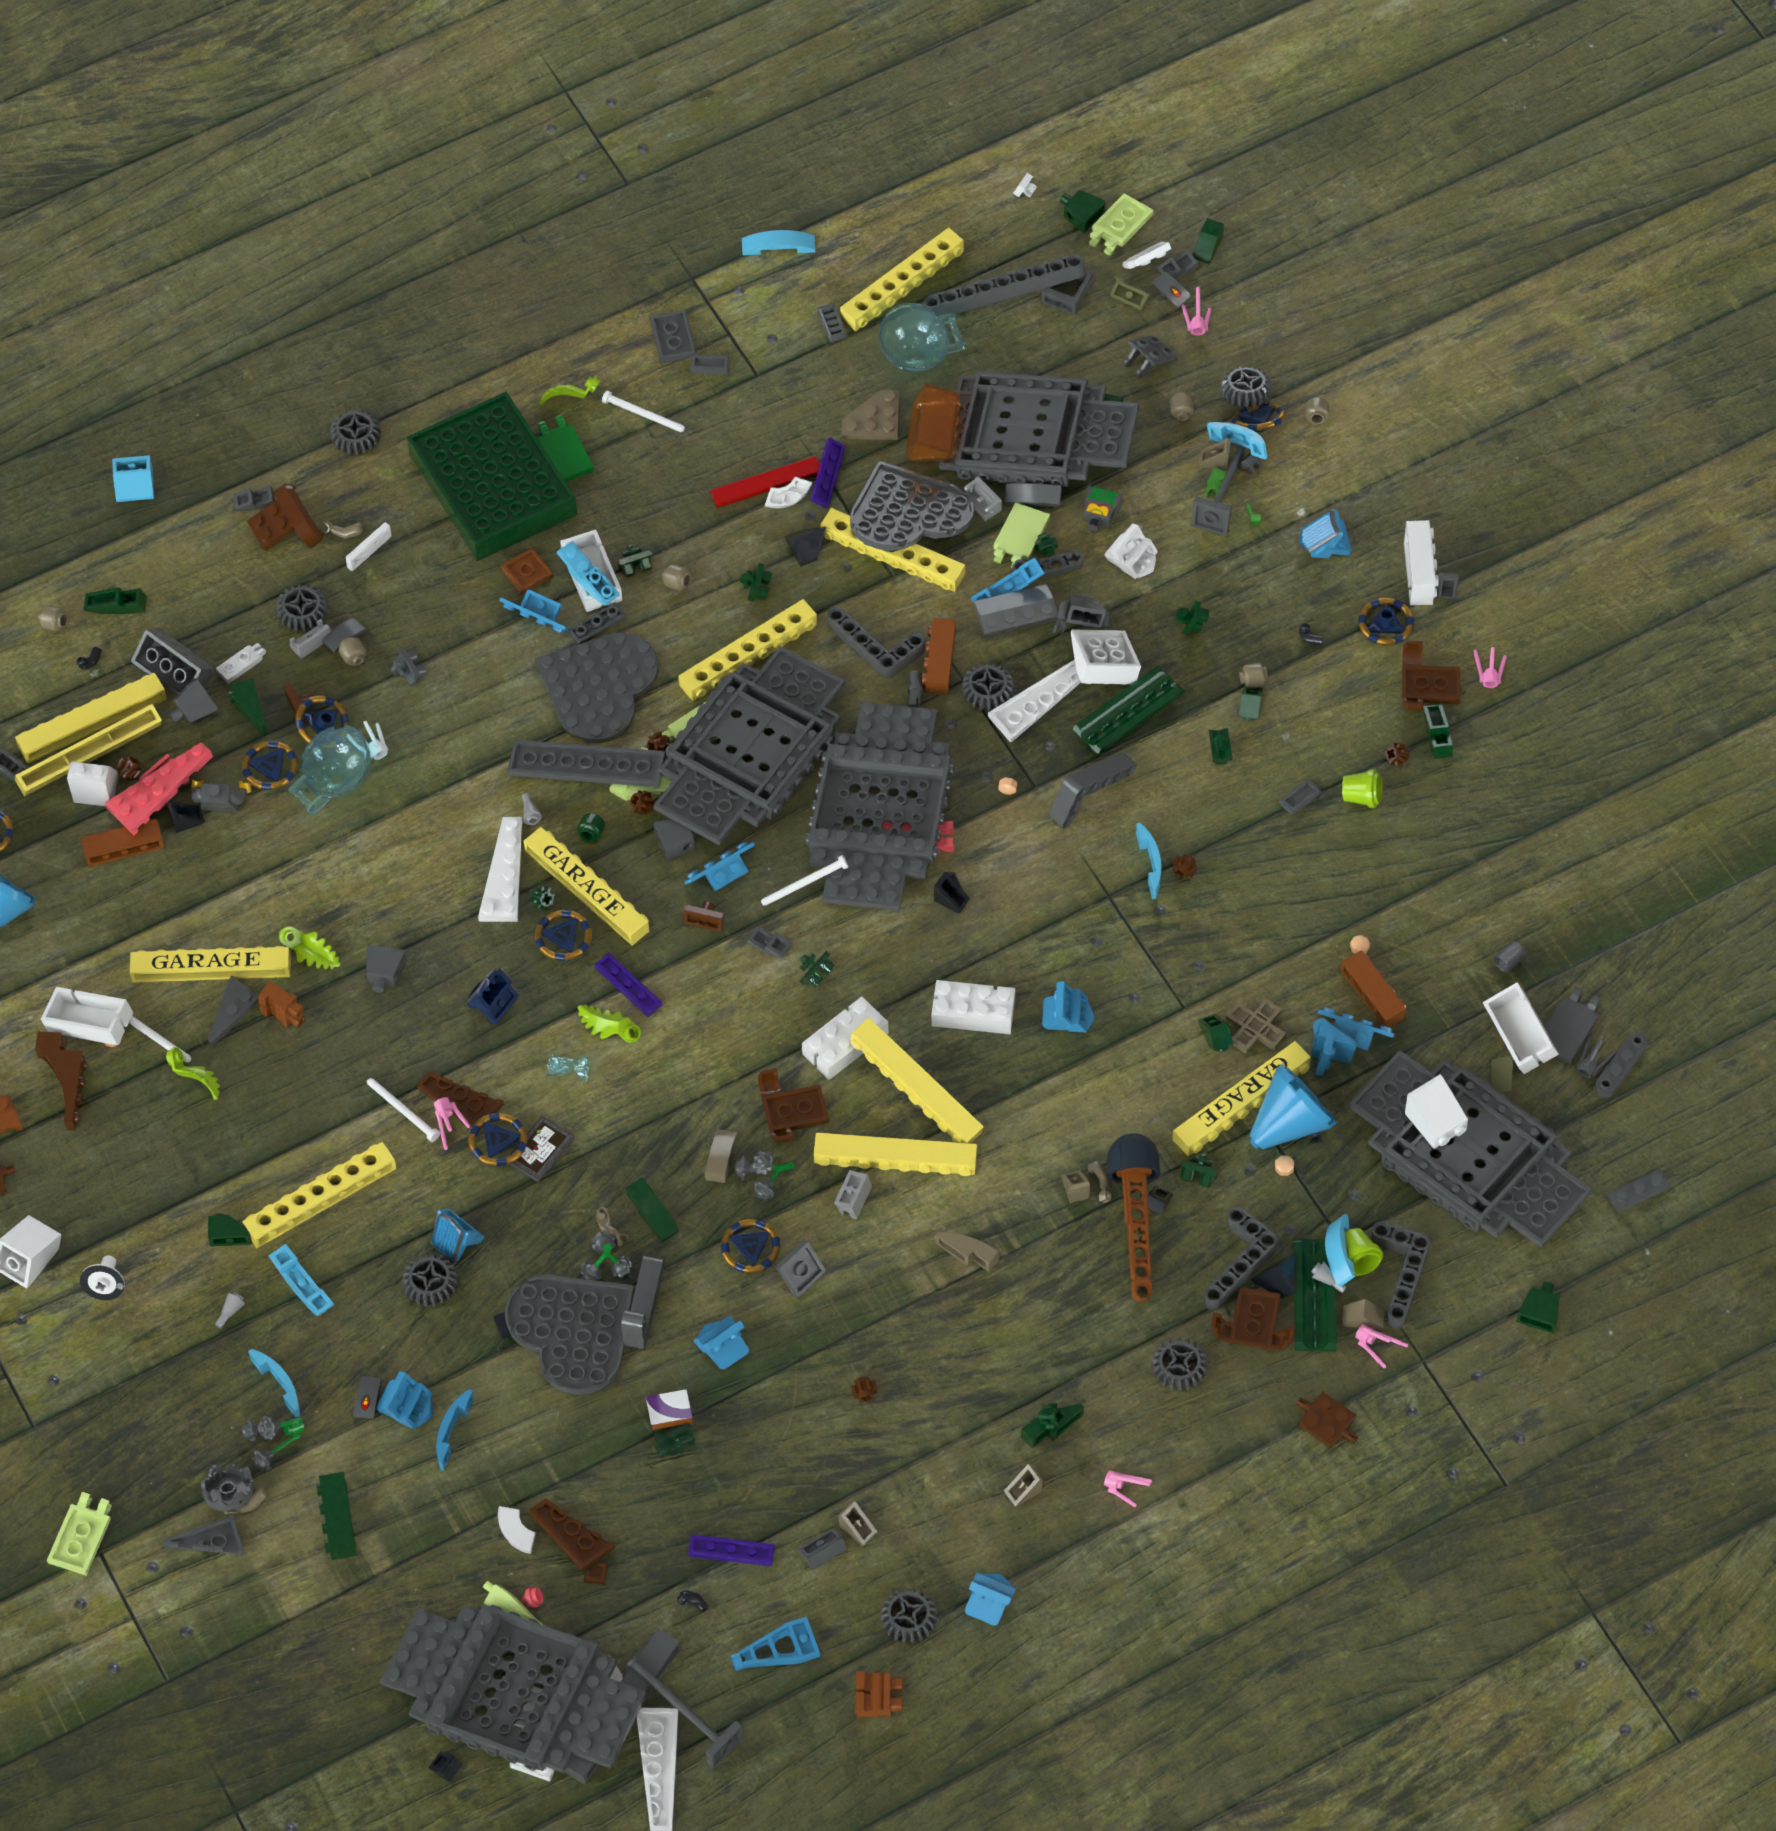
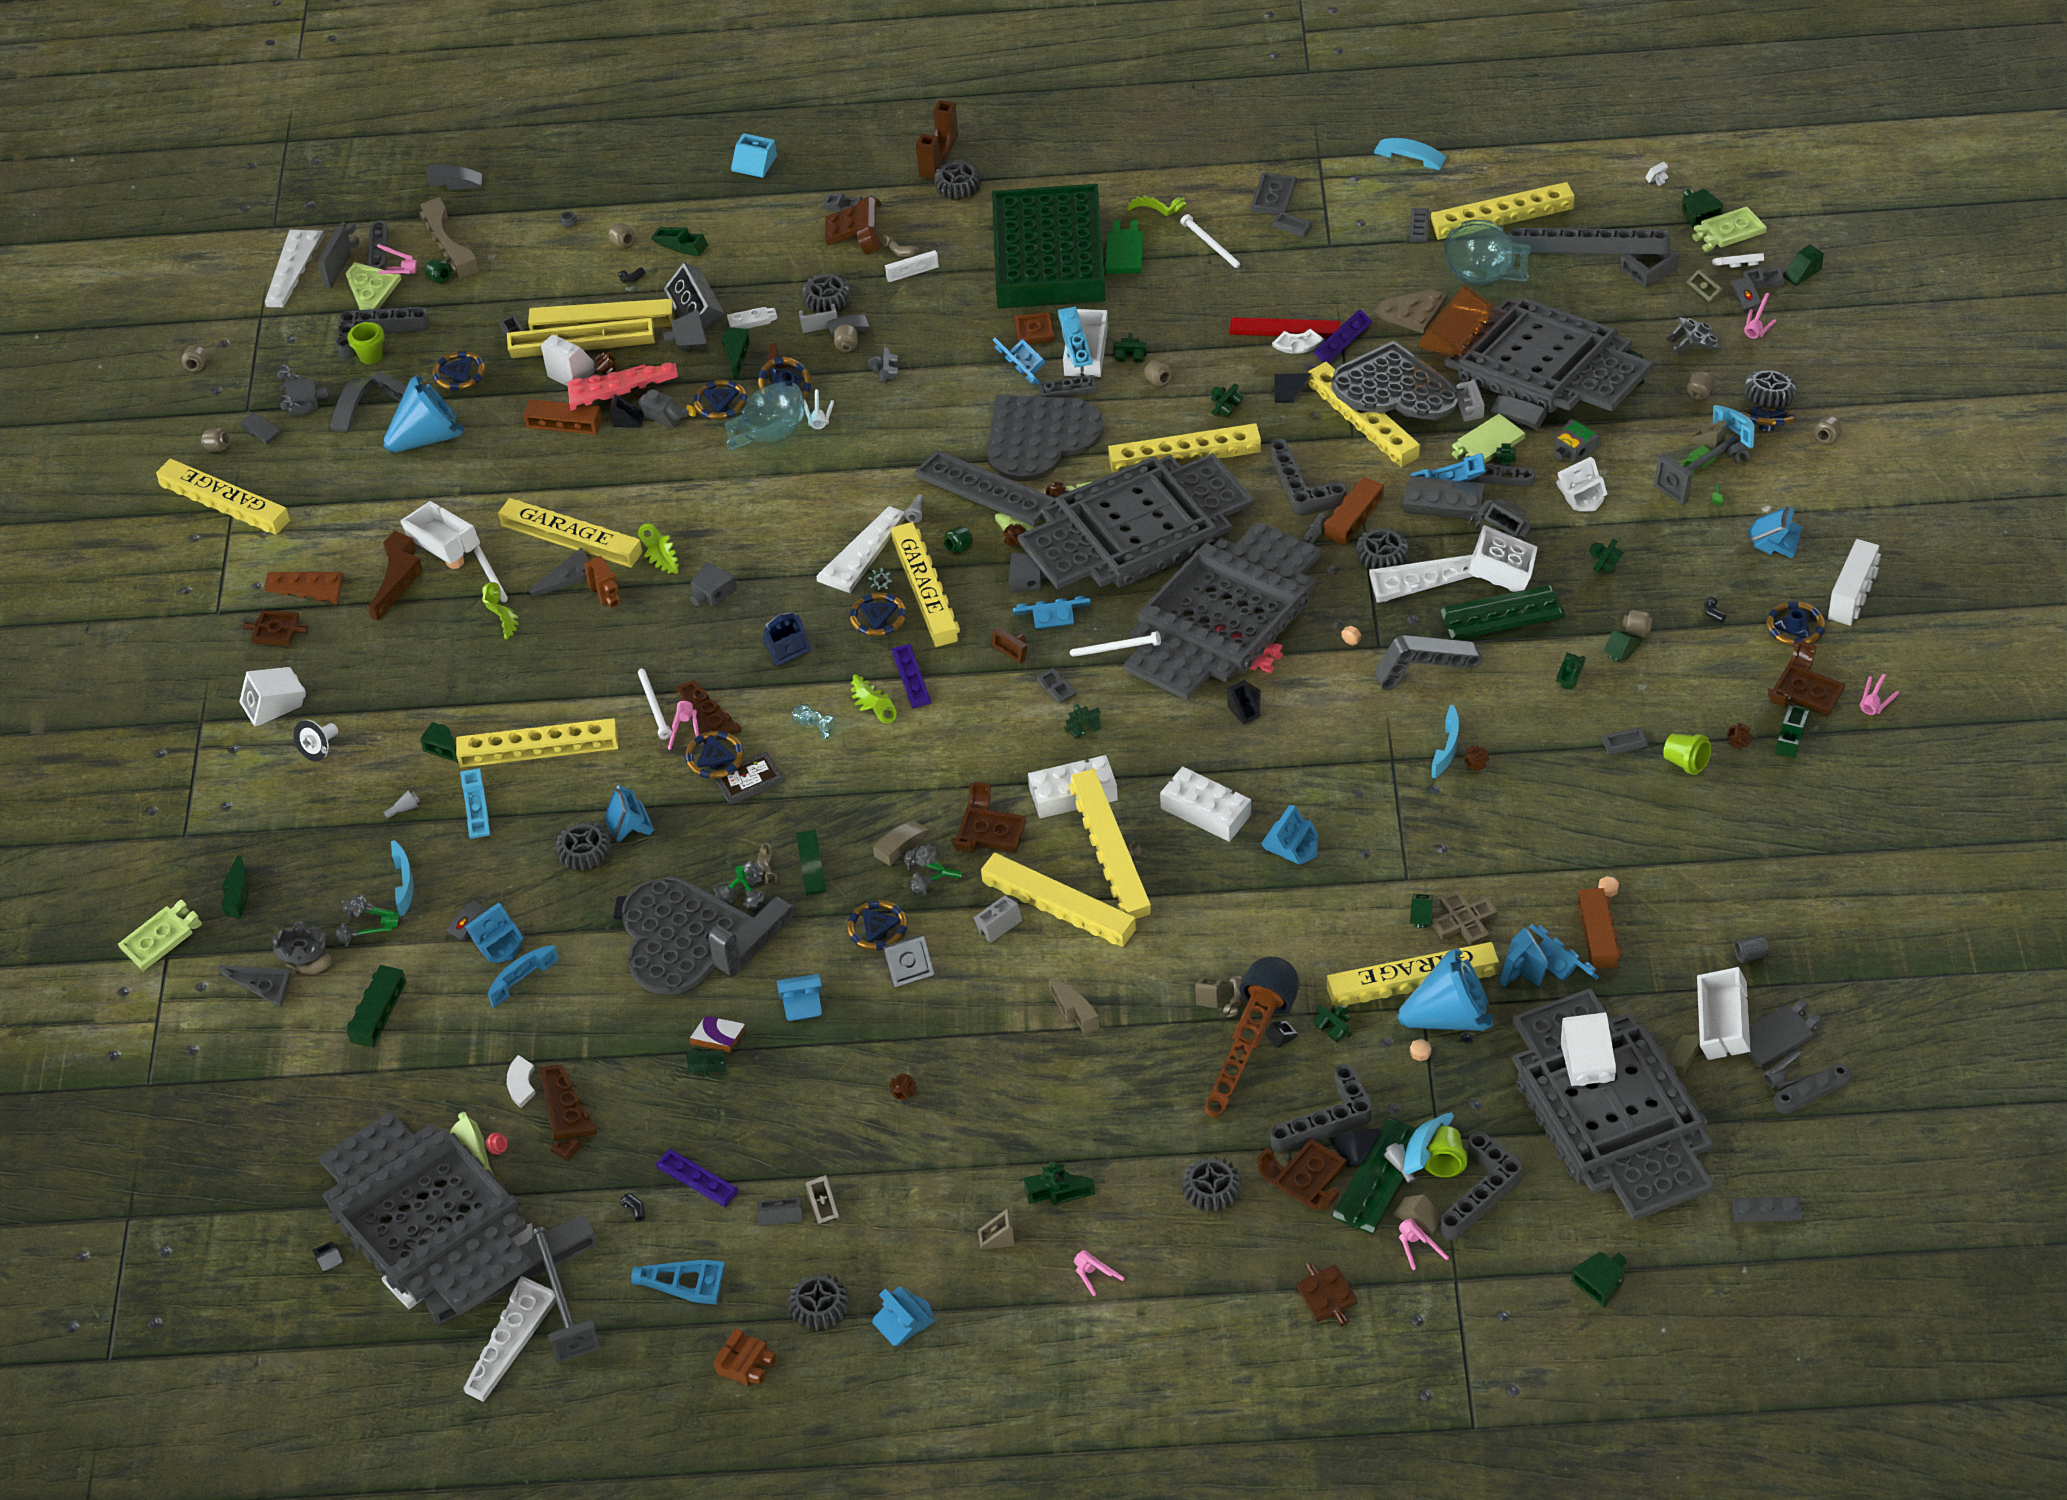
camera: 30 degrees right, 10 degrees down
(126, 1459) = (235, 889): none -> dark green slope
(315, 396) = (934, 149): none -> reddish brown arch
(1447, 586) = (1870, 610): dark grey slope -> none

